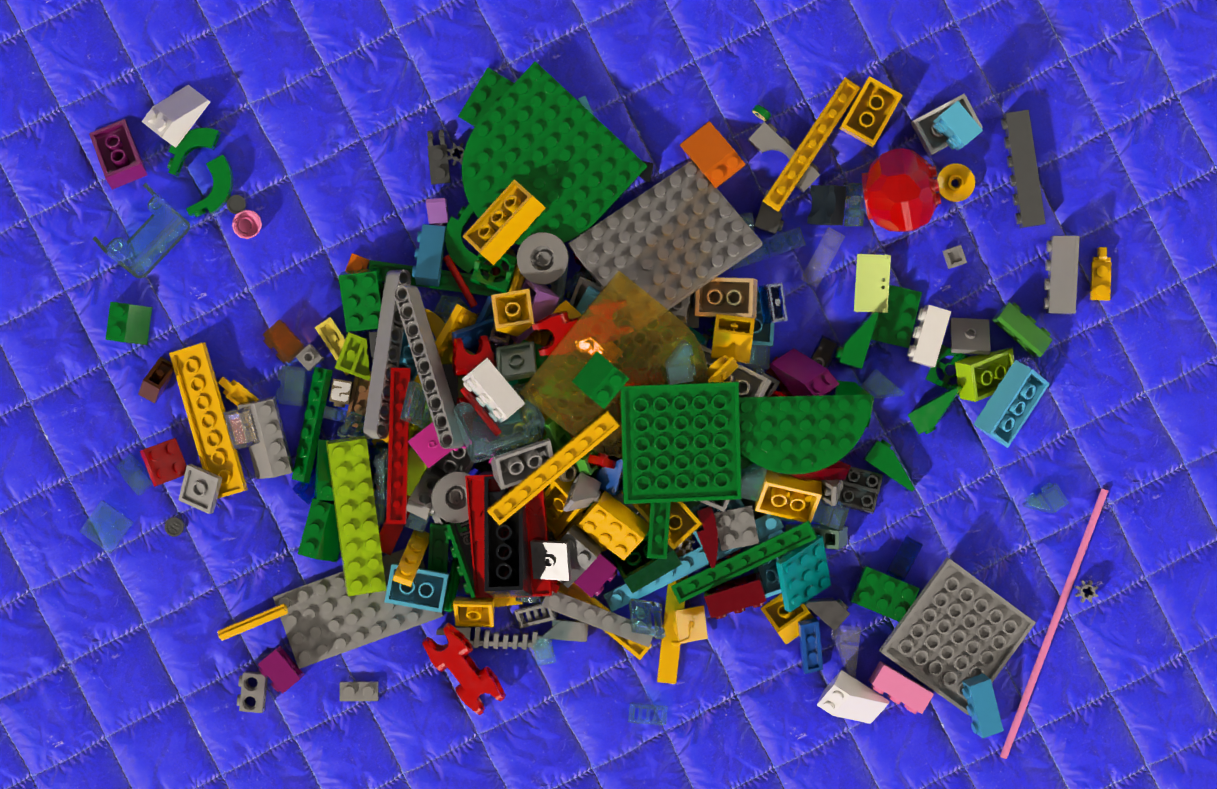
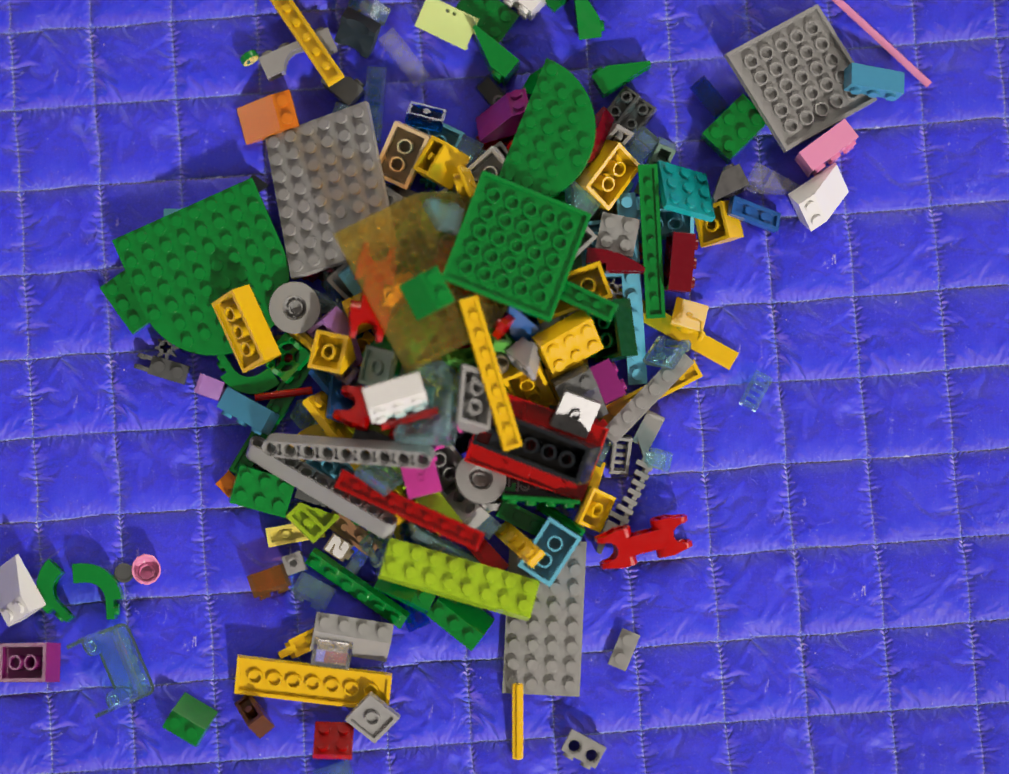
camera: 65 degrees left, 5 degrees down
(174, 526) = (398, 758): dark grey piece -> none
(280, 670) = (573, 712): magenta brick -> none
(880, 386) = (547, 49): clear light blue slope -> none

